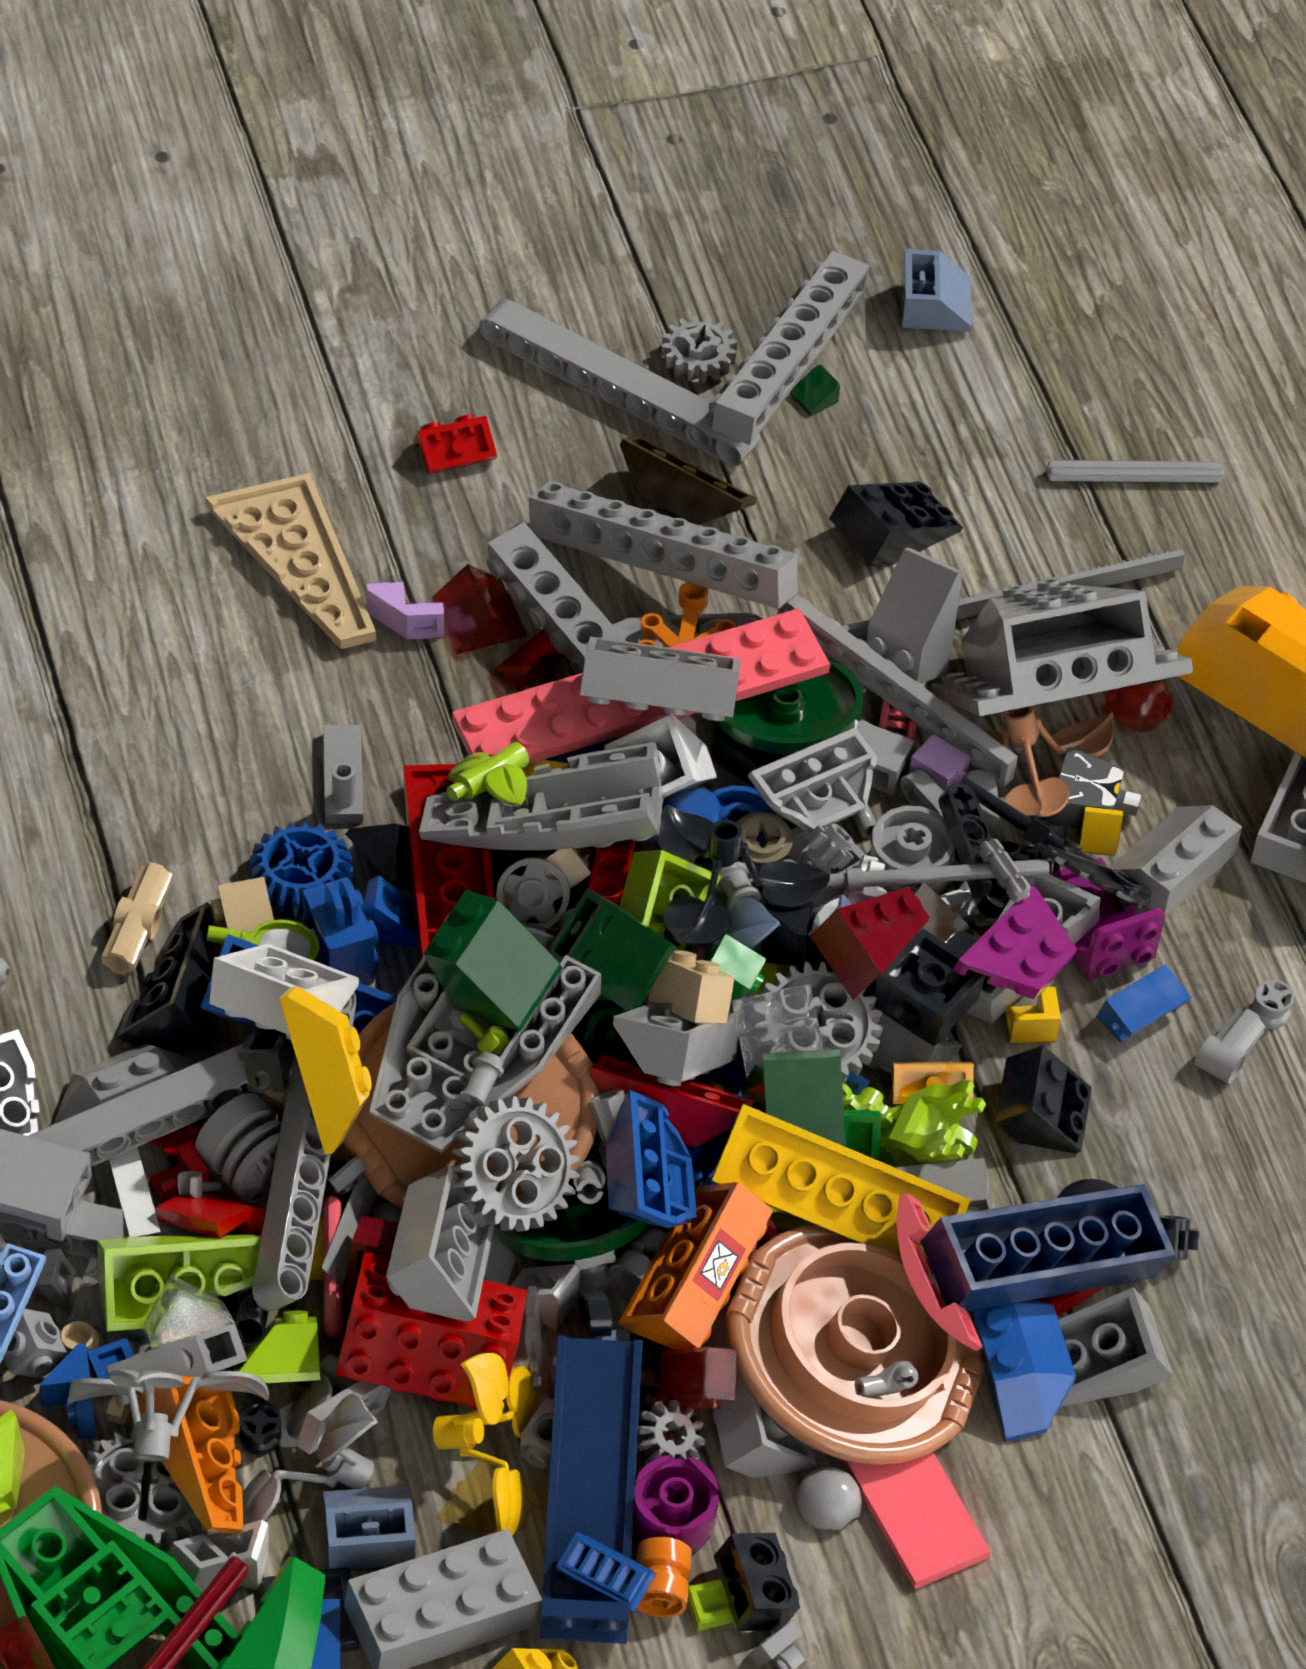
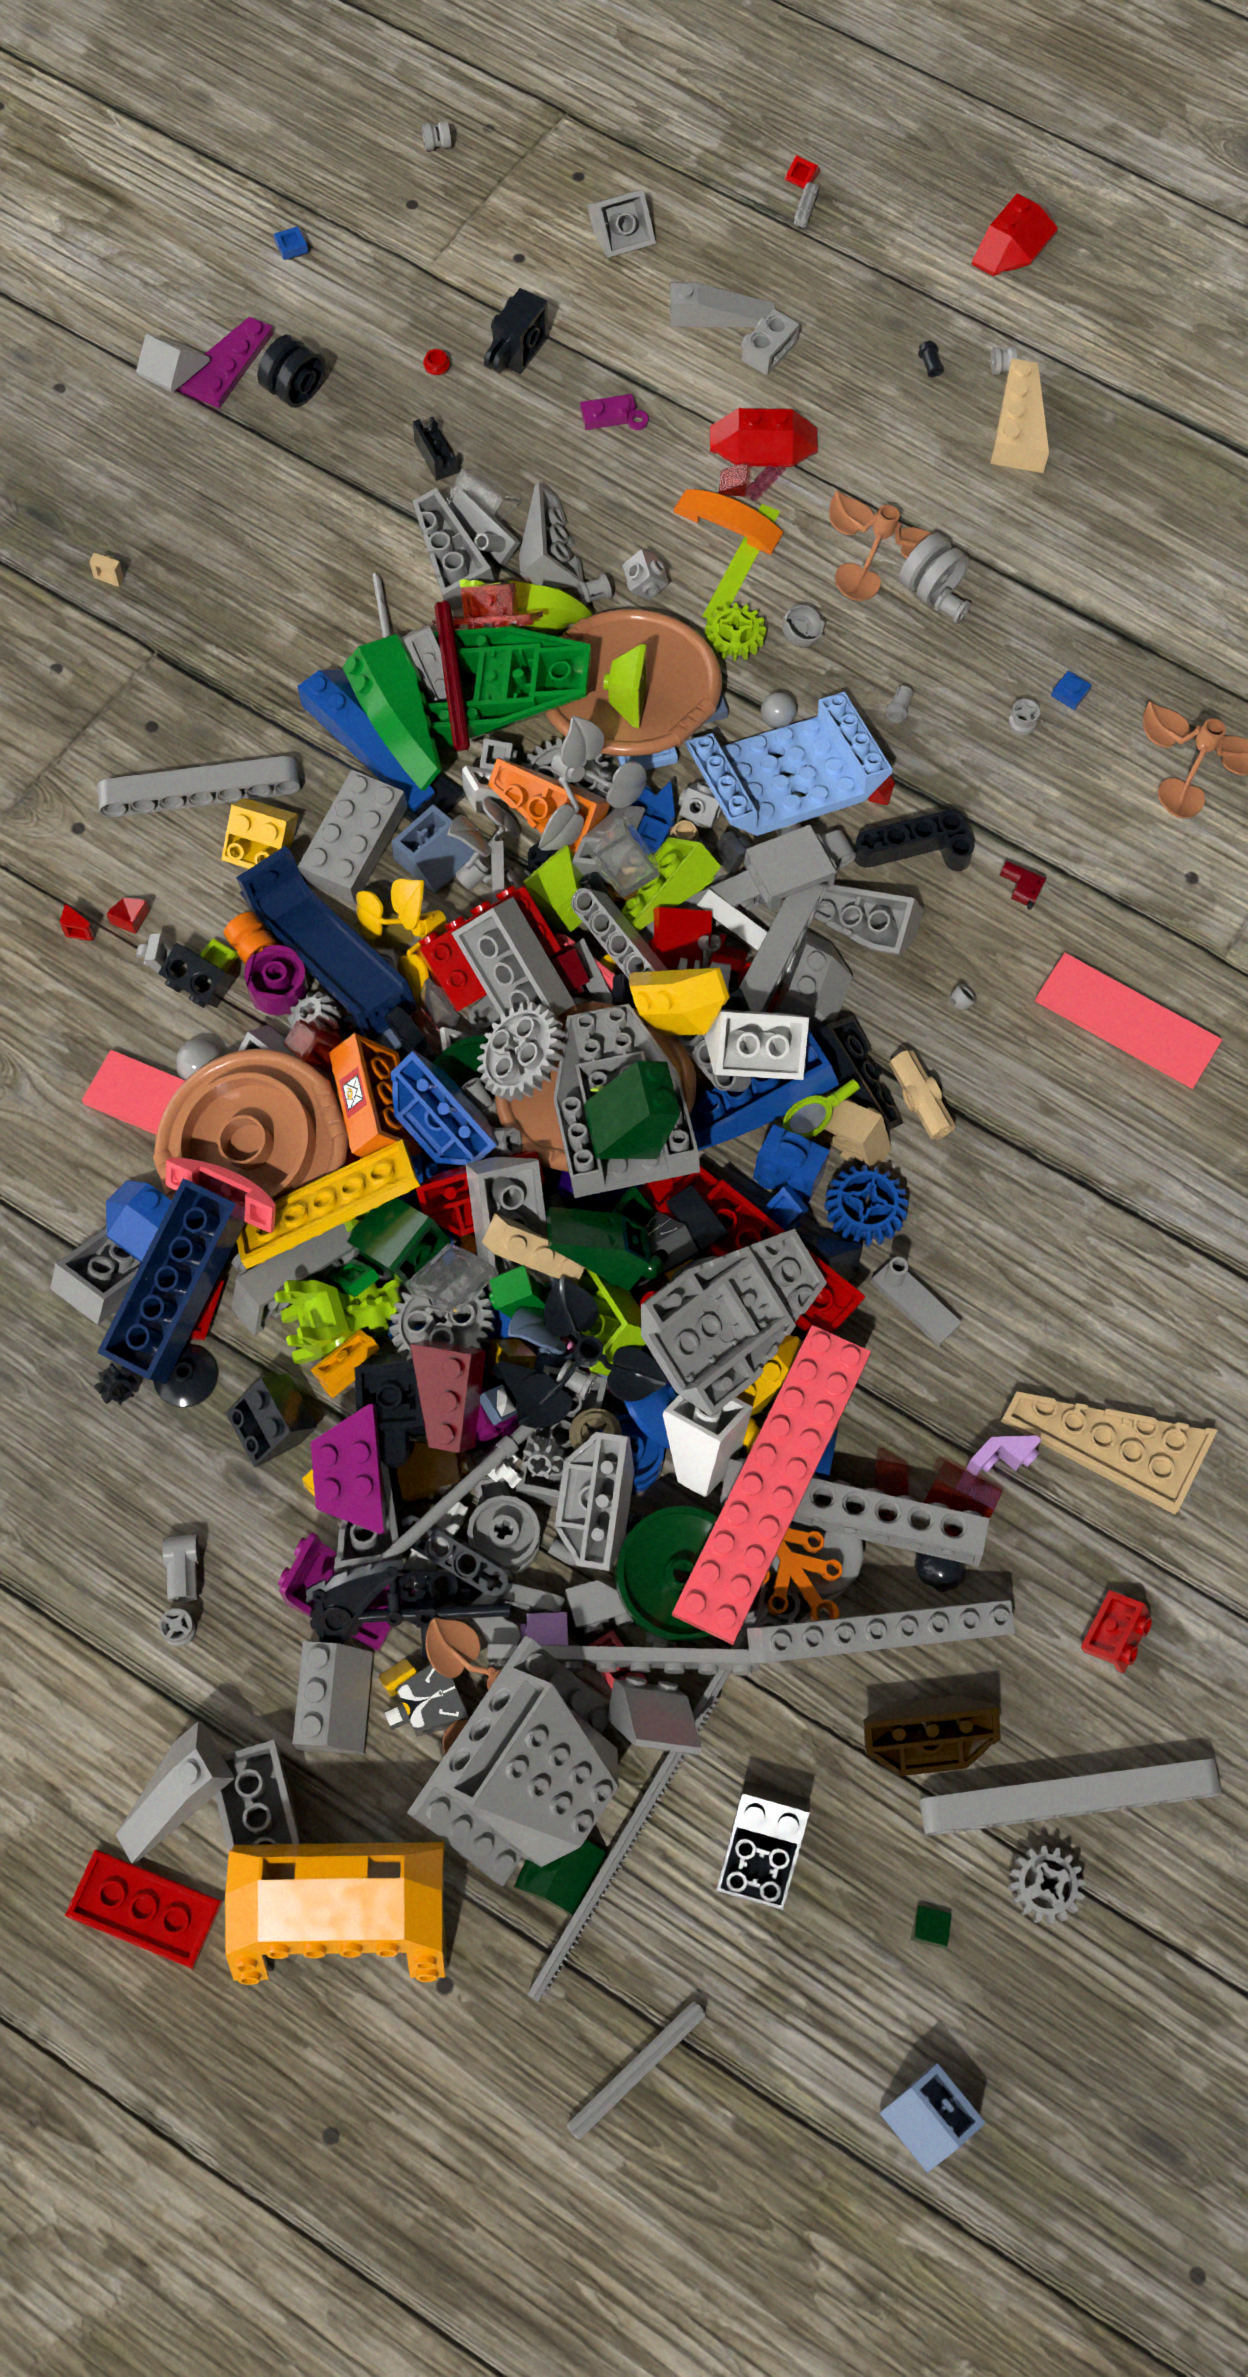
camera: 140 degrees right, 15 degrees up
(486, 1070) = (579, 1064): light grey pin -> none
(497, 774) = (795, 1310): lime plant -> none
(583, 1557) = (285, 910): blue slope -> none
(660, 678) = (751, 1459): light grey brick -> none
(789, 347) = (1026, 2062): light grey brick -> none
(890, 1381) = (200, 1123): light grey arm -> none
(1005, 870) = (405, 1518): light grey axle -> none
(1142, 1003) = (262, 1551): blue hinge -> none

